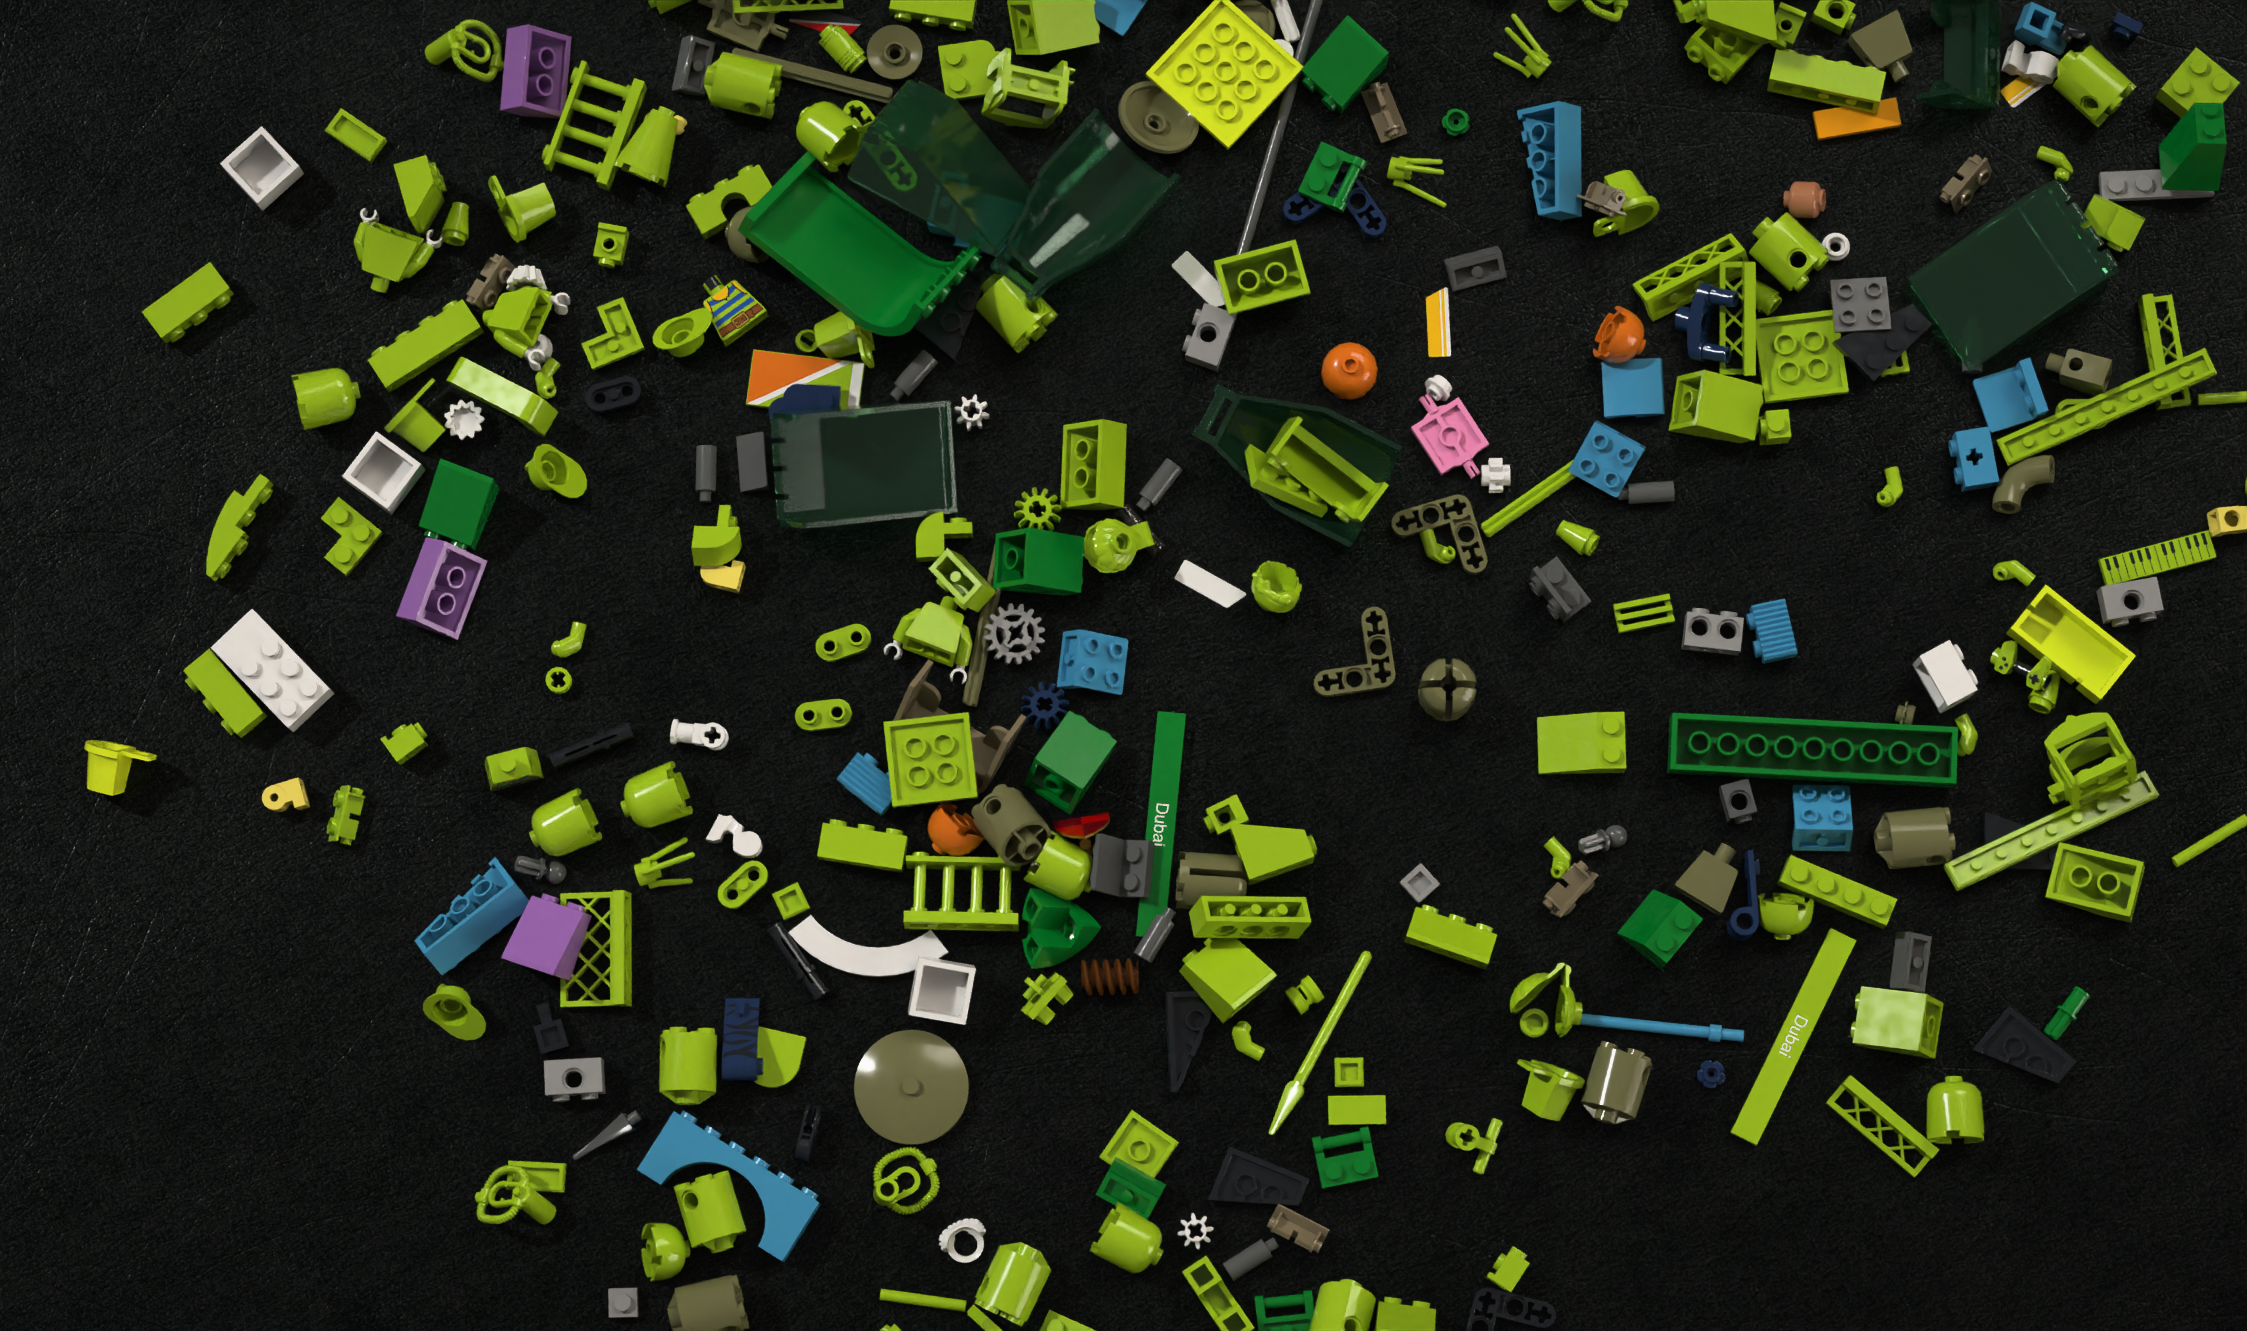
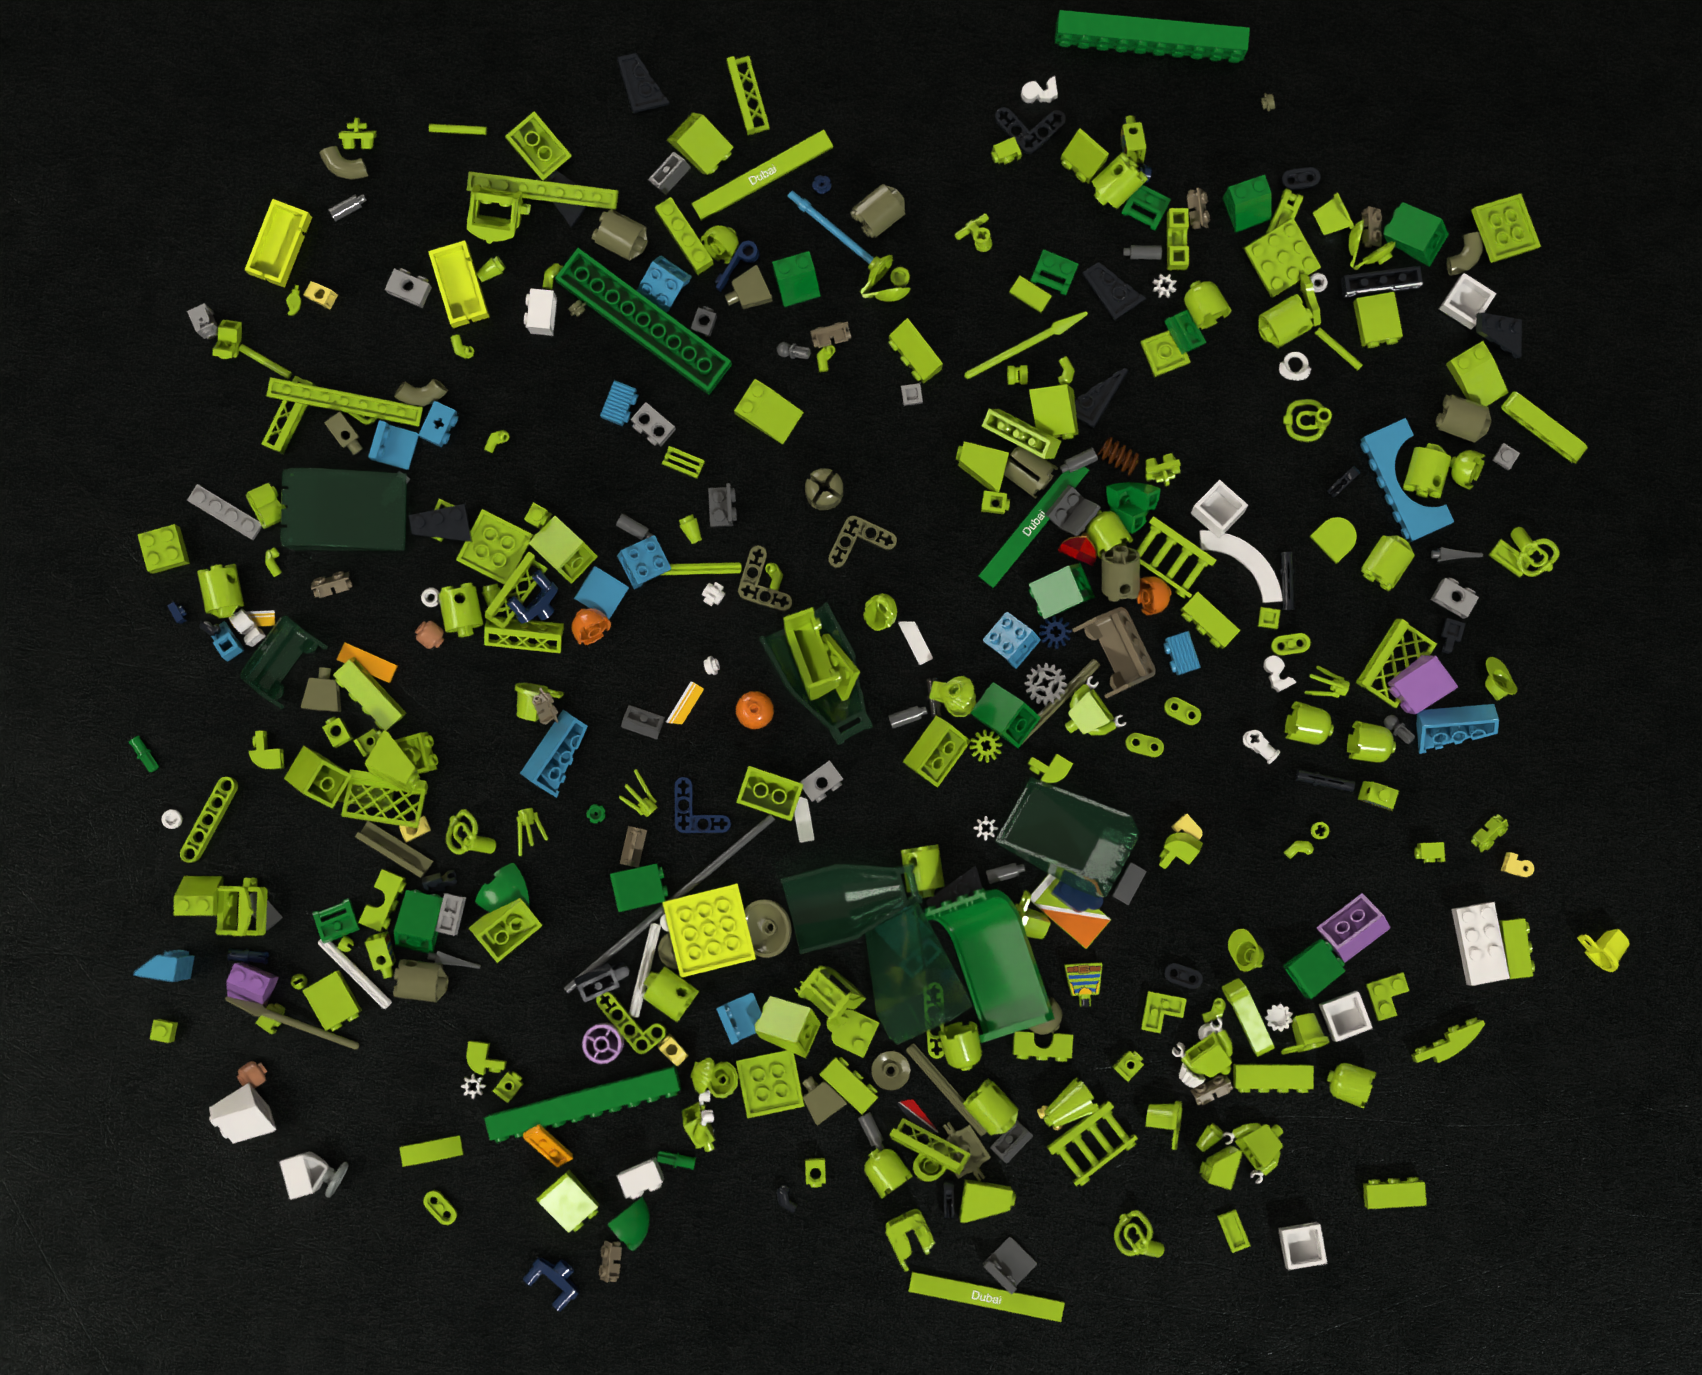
camera: 155 degrees left, 5 degrees up
(535, 72) = (1106, 1198): medium lavender slope -> none
(684, 333) = (1121, 984): lime piece -> none
(706, 471) = (1159, 895): dark grey cylinder -> none
(740, 1040) = (1348, 557): dark blue door -> none
(809, 335) = (1056, 931): lime hinge -> none
(842, 48) = (919, 1093): lime head -> none
(911, 1087) = (1269, 469): olive dish -> none
(930, 760) = (1142, 640): lime plate -> none
(962, 580) = (1055, 733): lime brick -> none
(1291, 1224) = (1111, 257): dark tan hinge -> none
(1323, 173) = (692, 833): green plate -> none
(1349, 1072) = (1020, 317): lime tile -> none
(1449, 436) = (723, 634): bright pink plate -> none
(1549, 1089) = (917, 233): lime container -> none
(1860, 304) = (441, 552): dark grey hinge -> none
(1954, 1112) = (704, 73): lime cylinder -> none
(2006, 661) = (500, 299): lime piece -> none
(2066, 1013) = (604, 88): green axle -> none
(2157, 558) = (376, 302): lime tile -> none
(2194, 150) = (191, 512): green slope -> none

